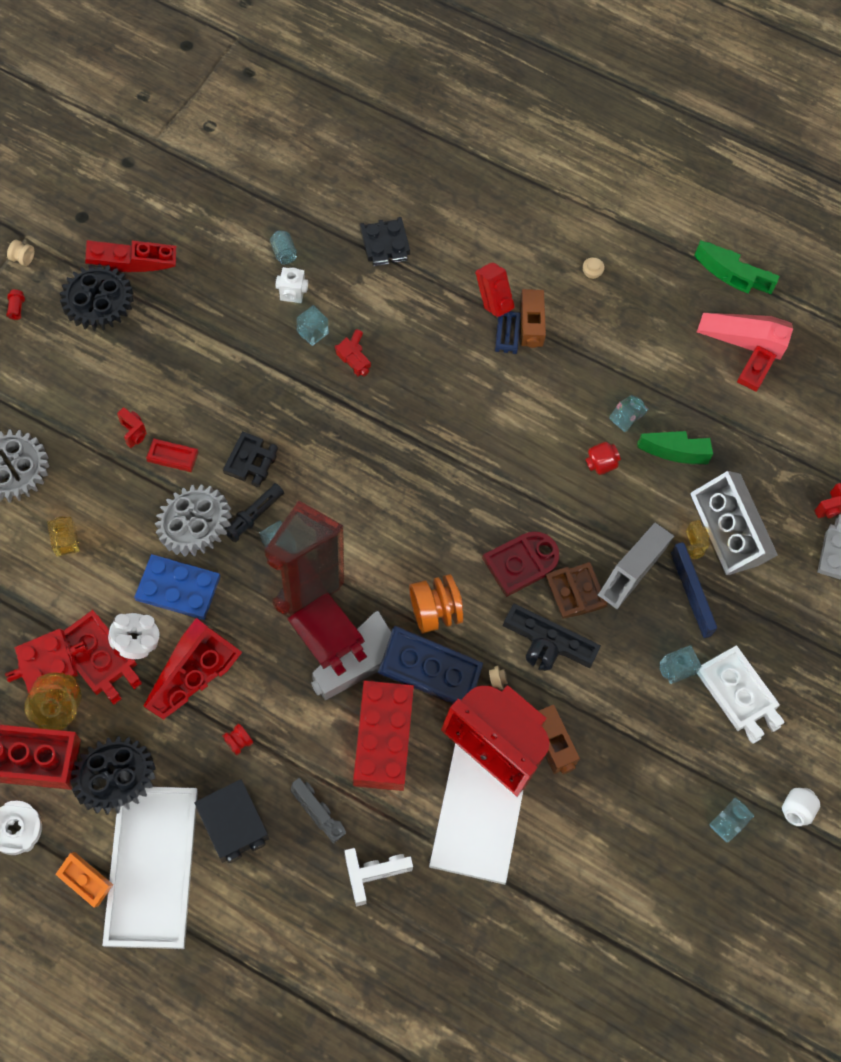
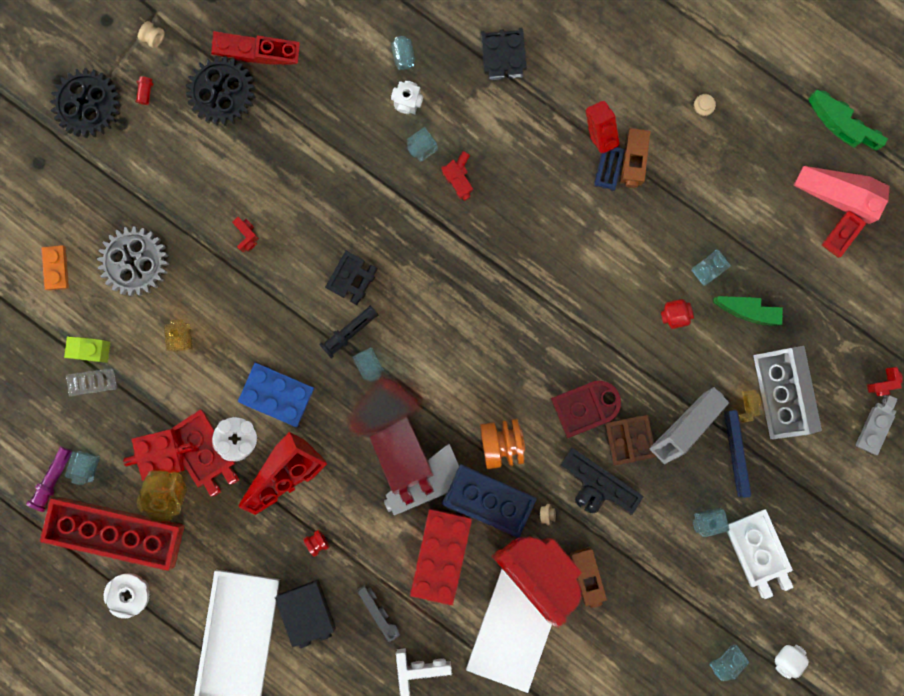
camera: 15 degrees right, 20 degrees up
(84, 879) = (181, 646): orange plate -> none
(113, 775) = (208, 583): black gear -> none
(172, 455) = (280, 264): red tile -> none
(193, 520) = (300, 316): light grey gear -> none

